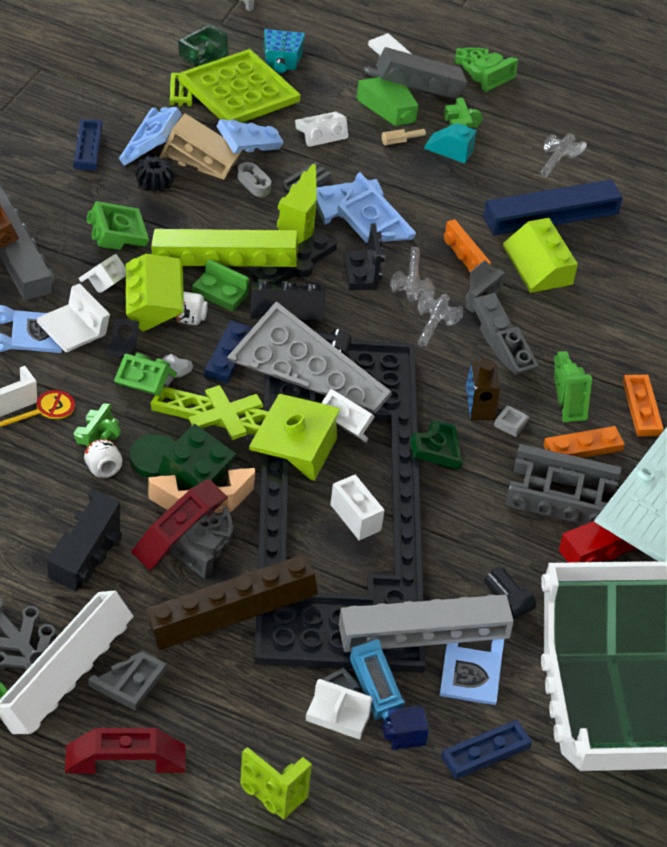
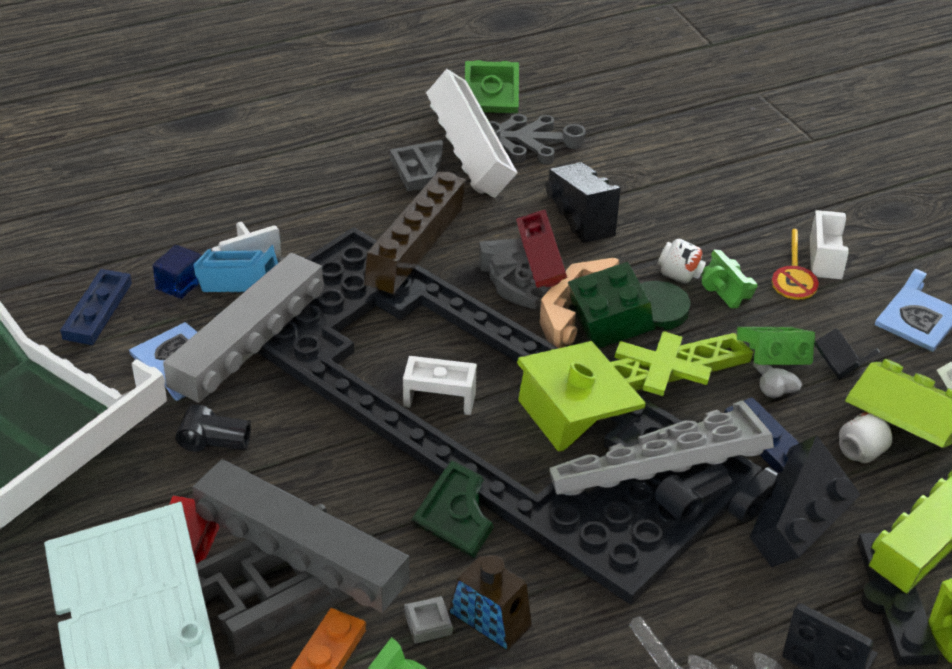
camera: 135 degrees right, 5 degrees down
(77, 322) = (906, 334): white bracket -> none
(125, 745) = (328, 137): dark red slope -> none
(222, 286) = (889, 491): bright green bracket -> none
(278, 792) = (229, 161): lime bracket -> none
(351, 416) = (562, 444): white panel -> none
(548, 470) = (302, 535): none -> dark grey brick

